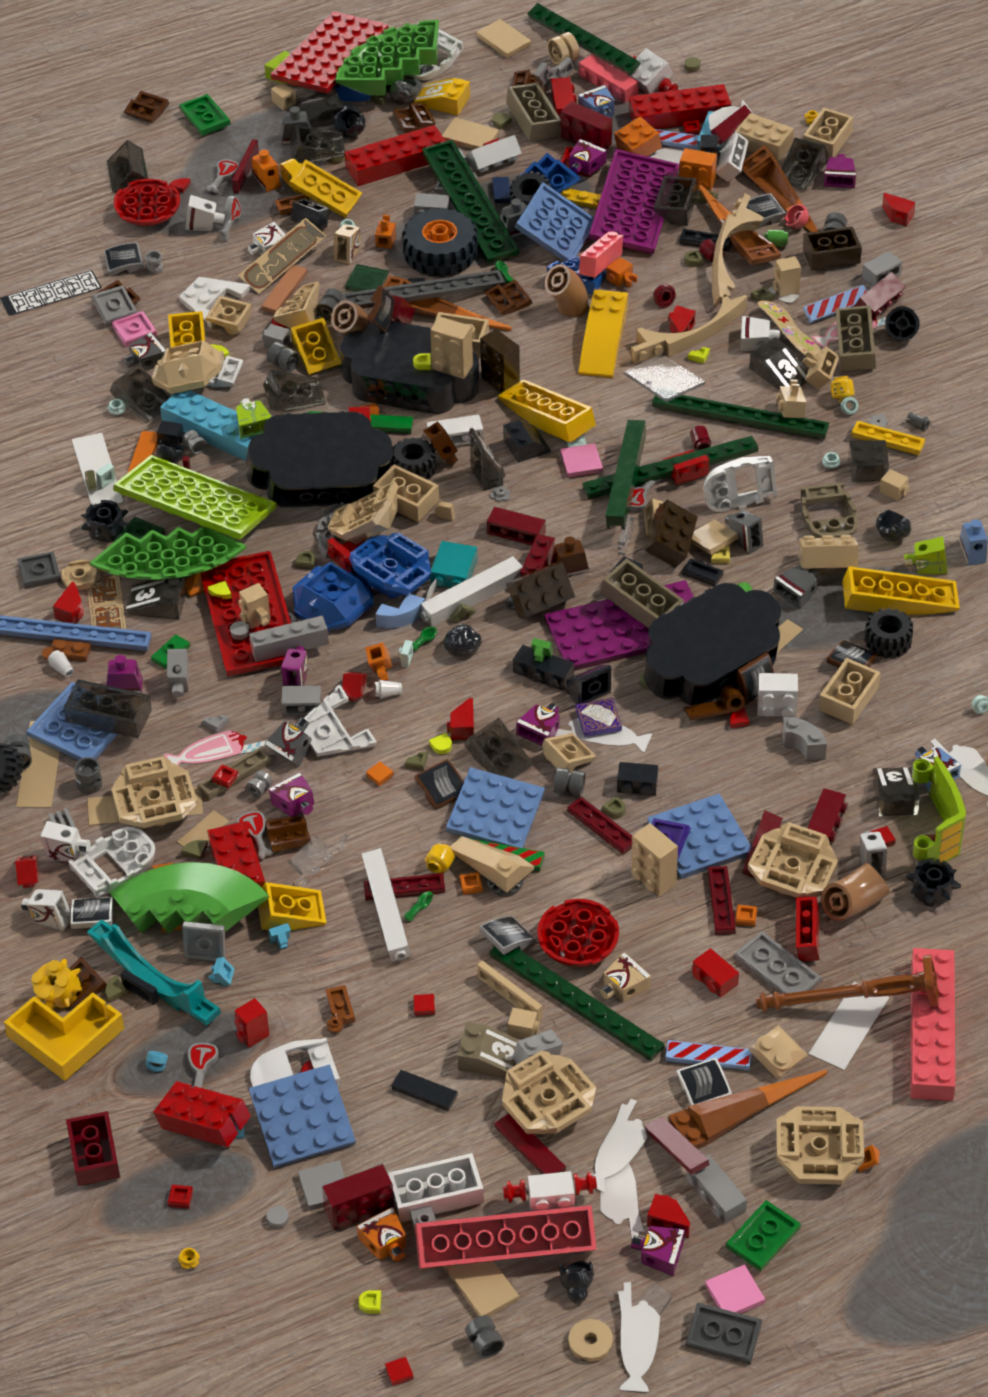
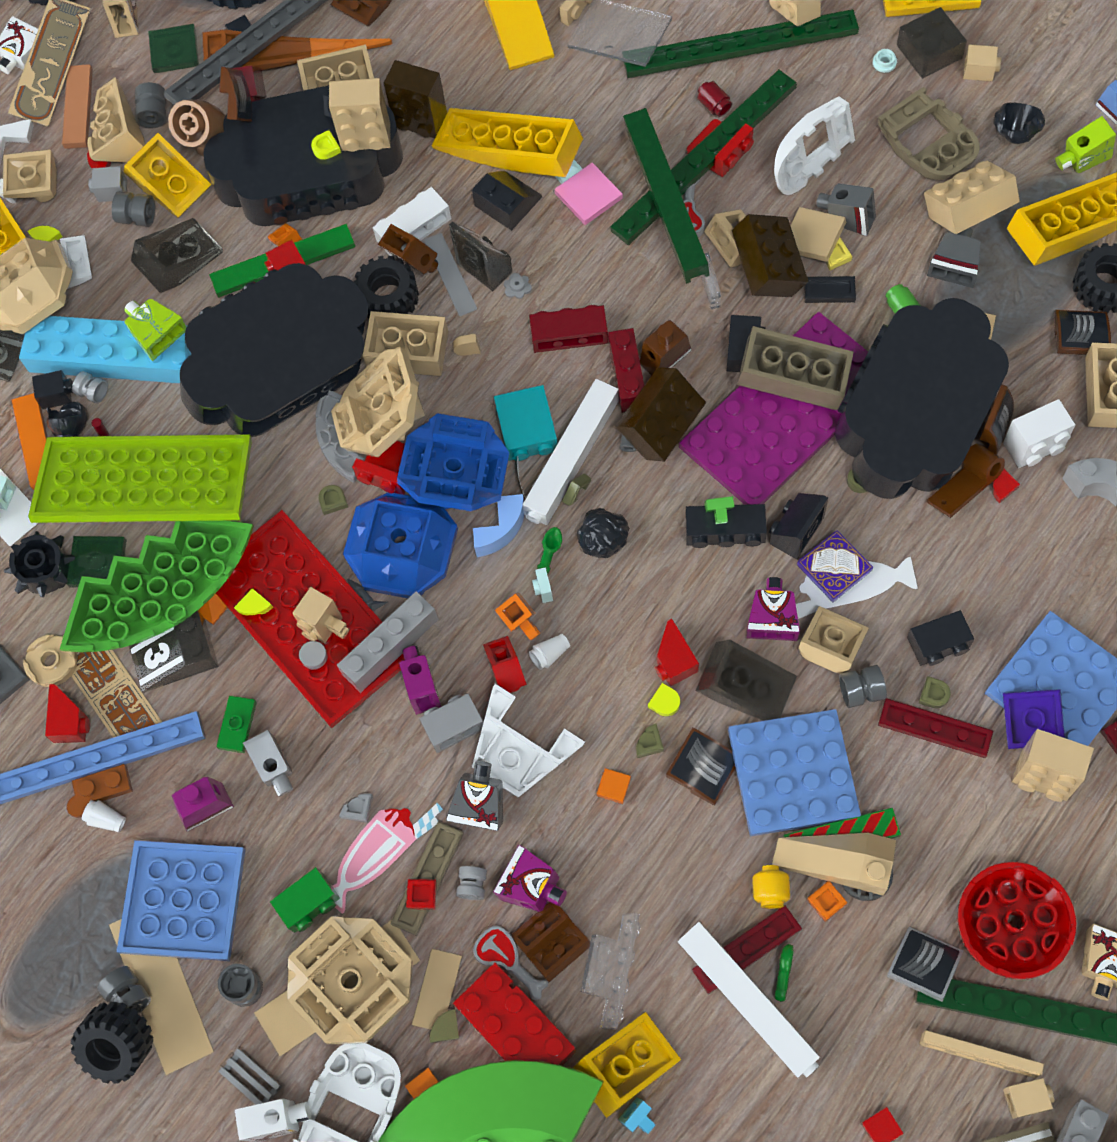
camera: 20 degrees left, 20 degrees up
(107, 708) = (211, 872): clear smoke brick -> none
(154, 747) = (305, 901): none -> green brick
(462, 471) = (451, 275): none -> light grey sticker

